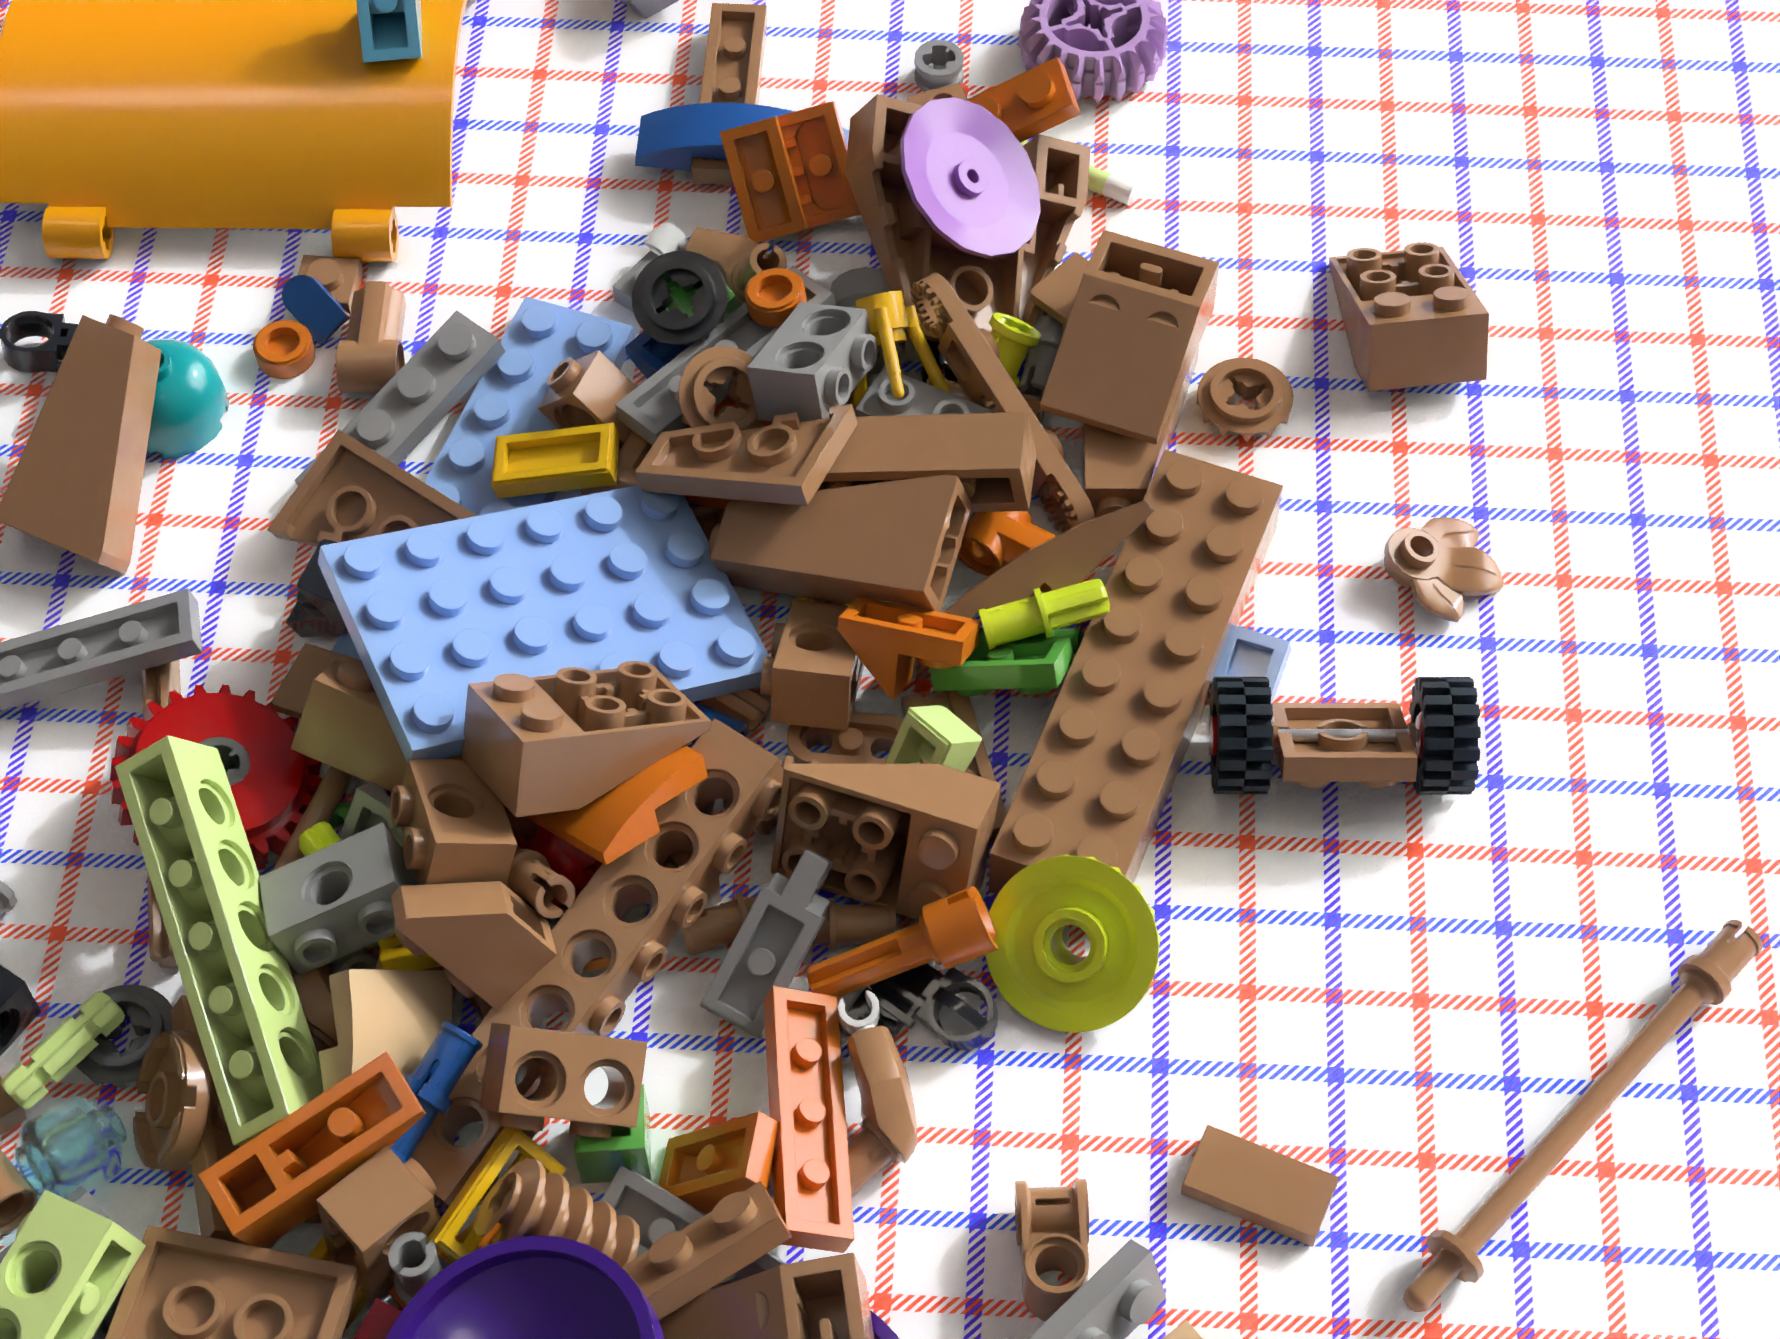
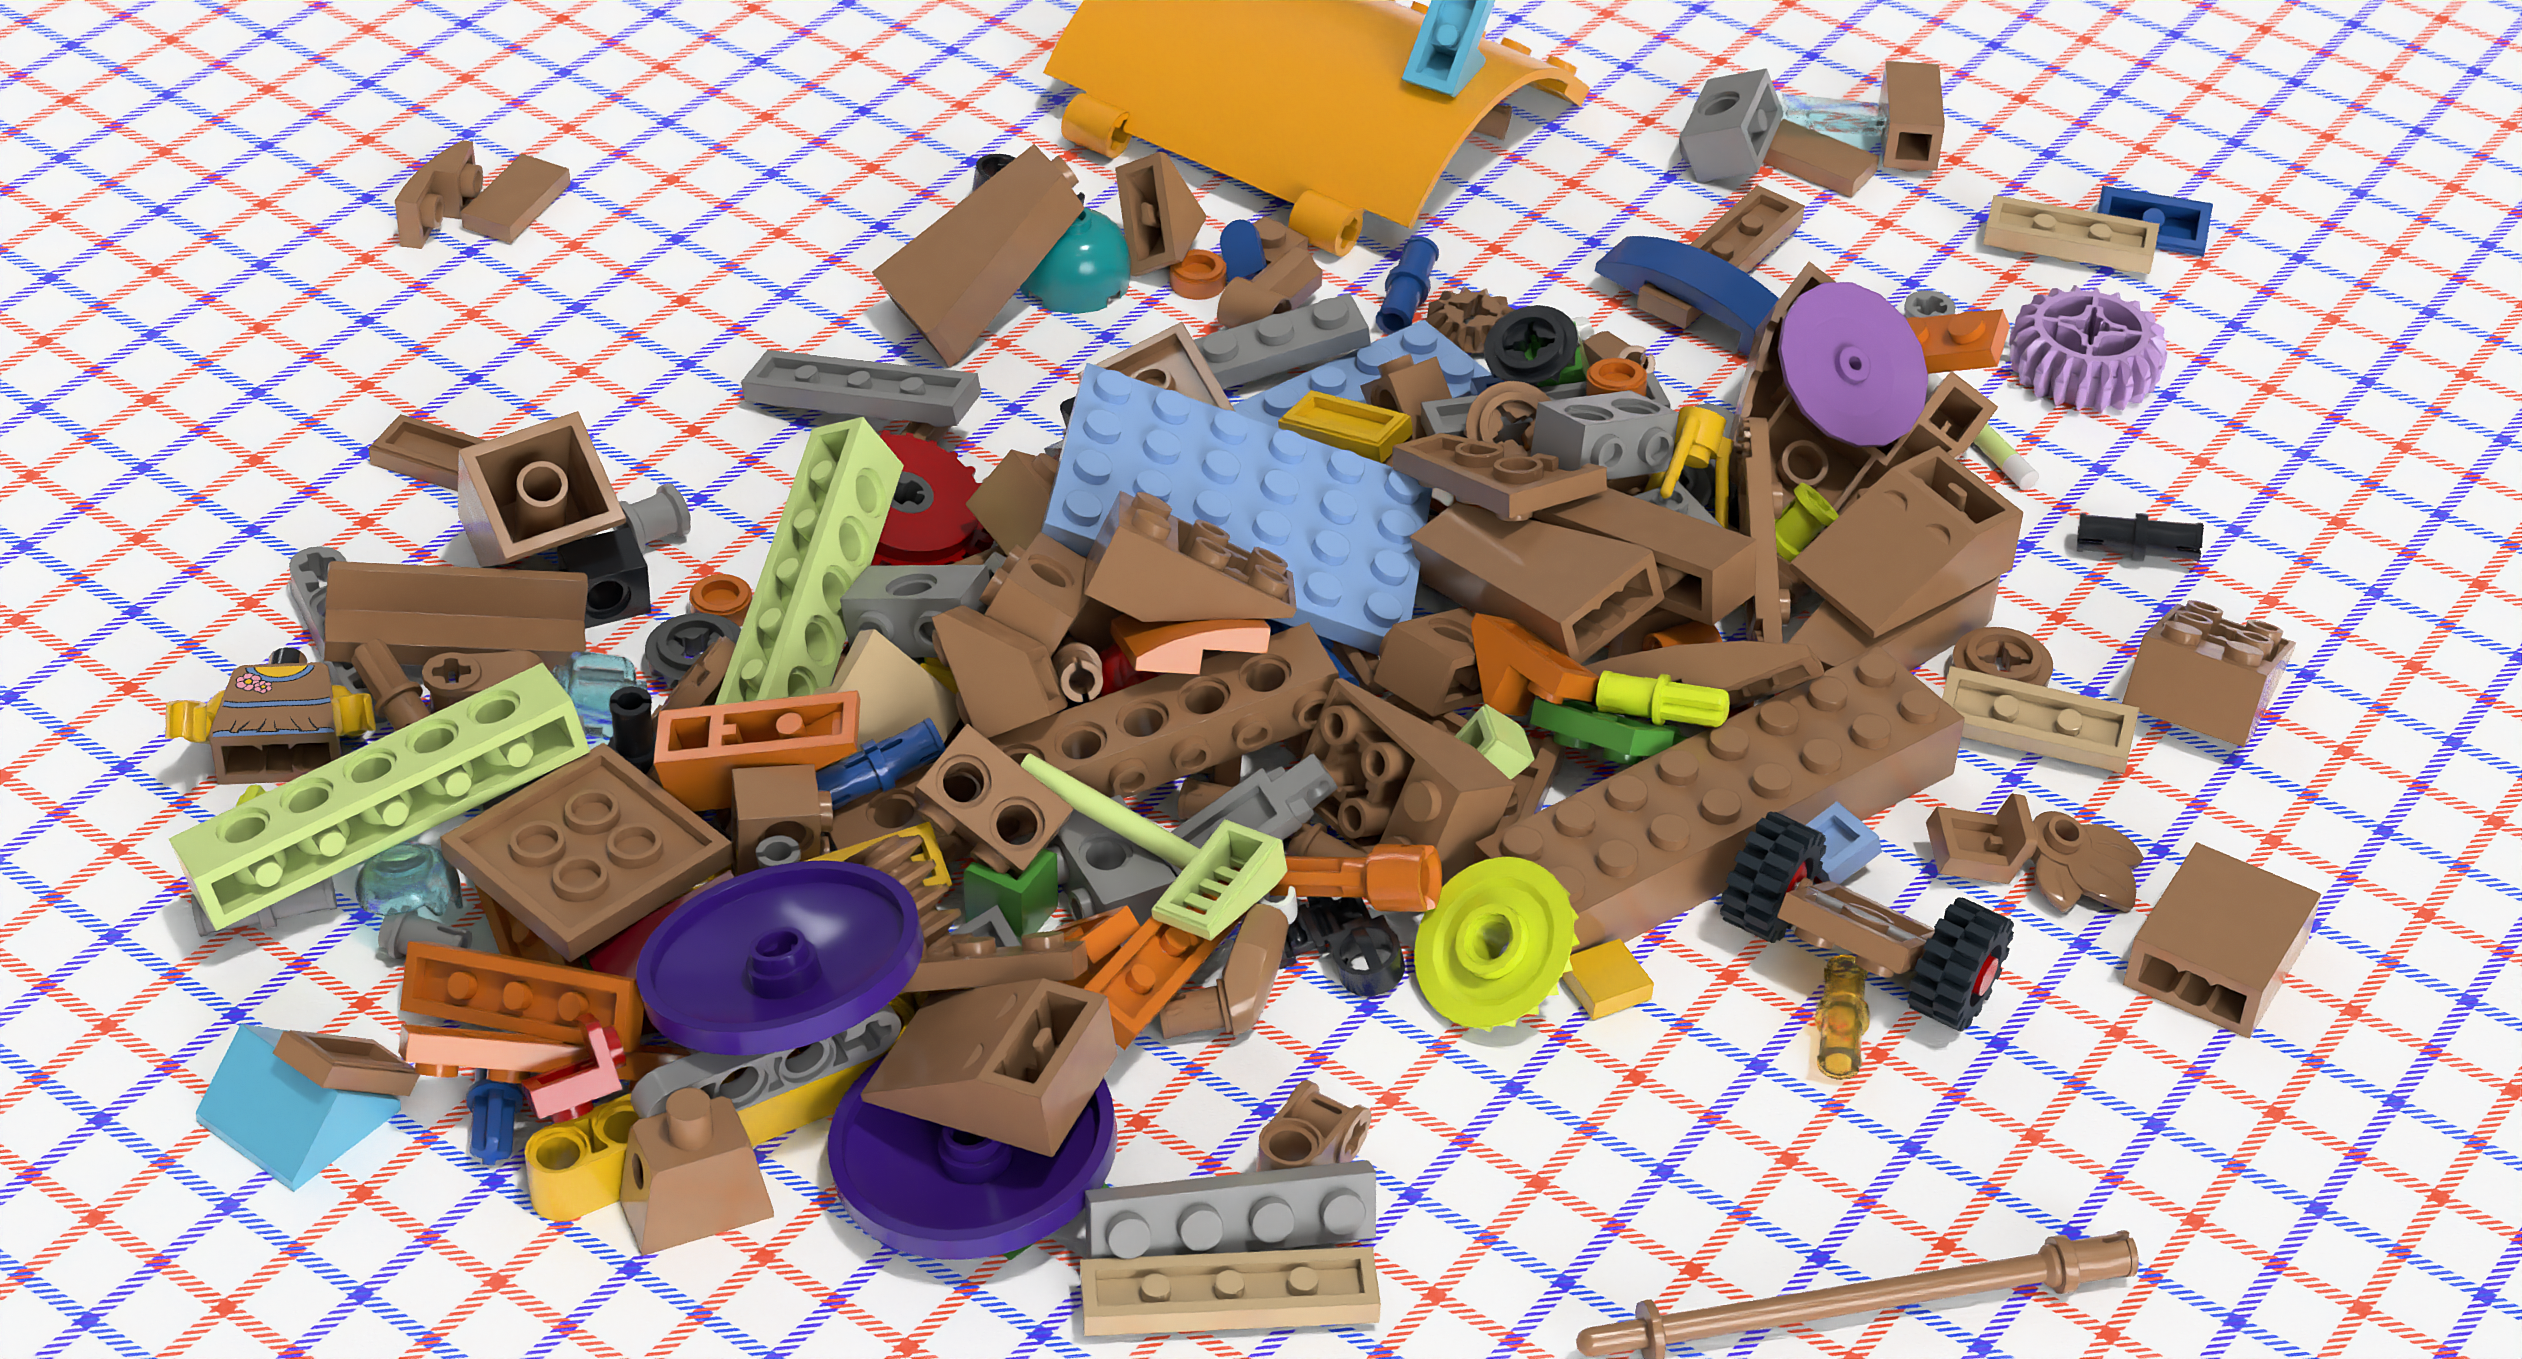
camera: 30 degrees right, 15 degrees down
(62, 1049) = (641, 625): yellowish green axle -> none
(103, 962) = (721, 596): none -> orange tile
(163, 1195) = (633, 727): none -> black pin
(214, 310) = (1156, 213): none -> medium nougat slope
(485, 266) = (1407, 285): none -> blue pin
(587, 278) = (1452, 309): none -> medium nougat gear
(665, 1016) = (1112, 814): none -> yellowish green bar
(727, 1060) = (1107, 870): none -> light grey brick
(790, 172) = (1712, 319): orange slope -> none
(817, 984) = (1230, 846): none -> yellowish green slope
(1175, 906) = (1607, 979): none -> yellow tile
(1259, 1185) = (1524, 1204): medium nougat tile -> none
(1262, 208) = (2140, 537): none -> black pin
(1318, 440) = (2042, 719): none -> tan plate
(1363, 591) = (1982, 843): none -> medium nougat bracket
(1376, 839) = (1842, 1018): none -> clear yellow pin
(1603, 583) = (2222, 939): none -> medium nougat brick

